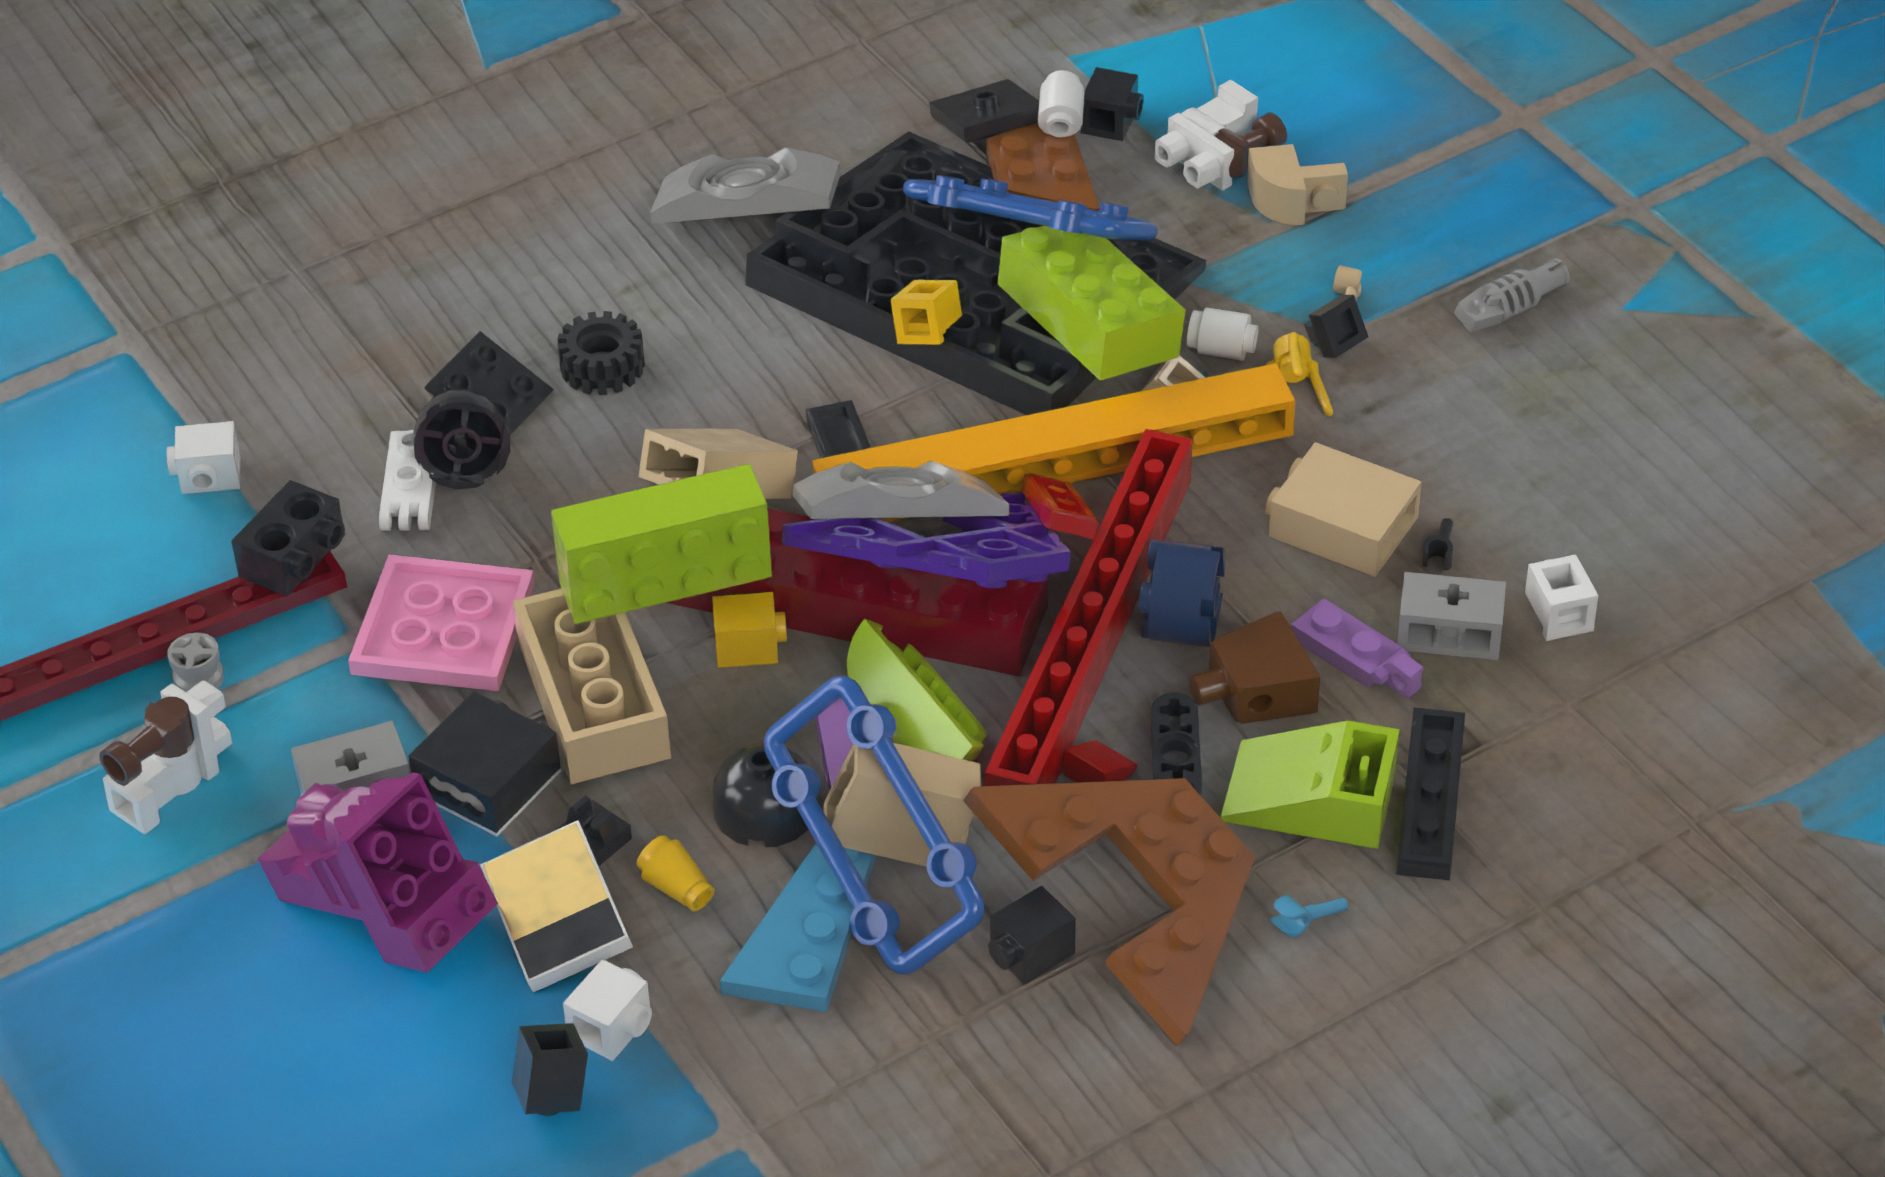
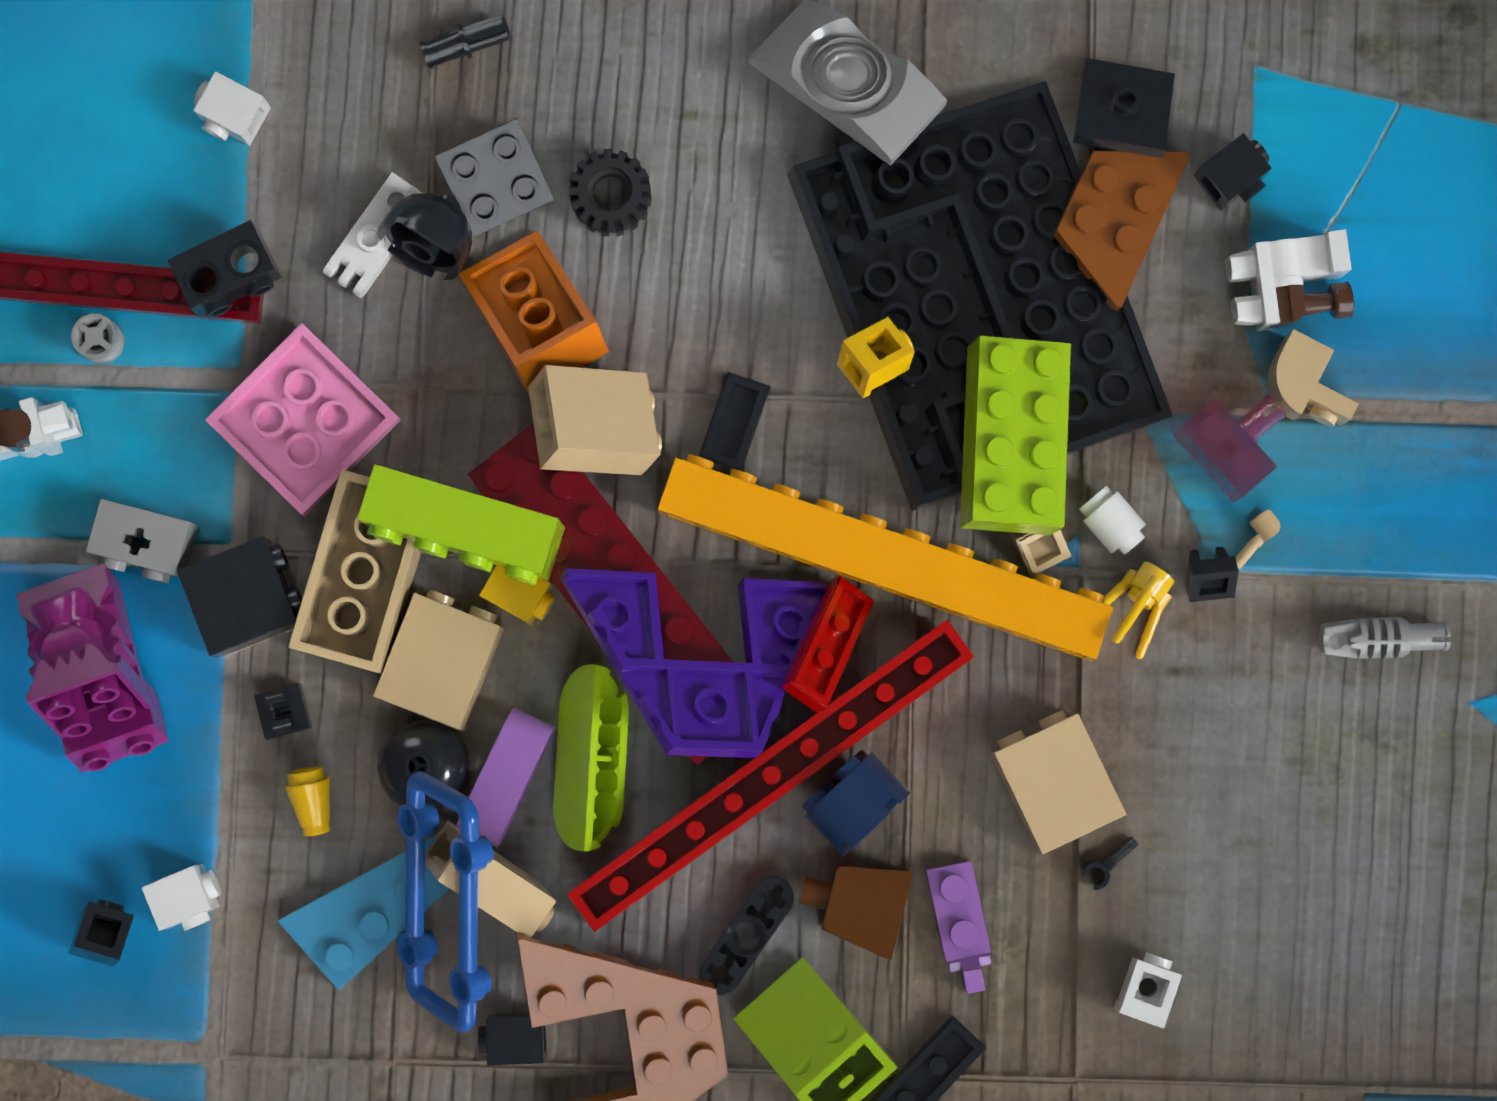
camera: 35 degrees right, 40 degrees up
(387, 328) = (465, 40): none -> black axle
(556, 906) = (207, 771): tile -> none
(593, 448) = (533, 309): none -> orange slope
(712, 707) = (439, 659): none -> tan brick
(897, 493) = (701, 564): light grey slope -> none
(1061, 104) = (1173, 168): white brick -> none
(1066, 216) = (1036, 368): blue bar -> none
(1096, 763) = (685, 904): red slope -> none
(1269, 245) = (1229, 446): none -> clear pink brick
(1451, 615) = (1025, 940): light grey brick -> none

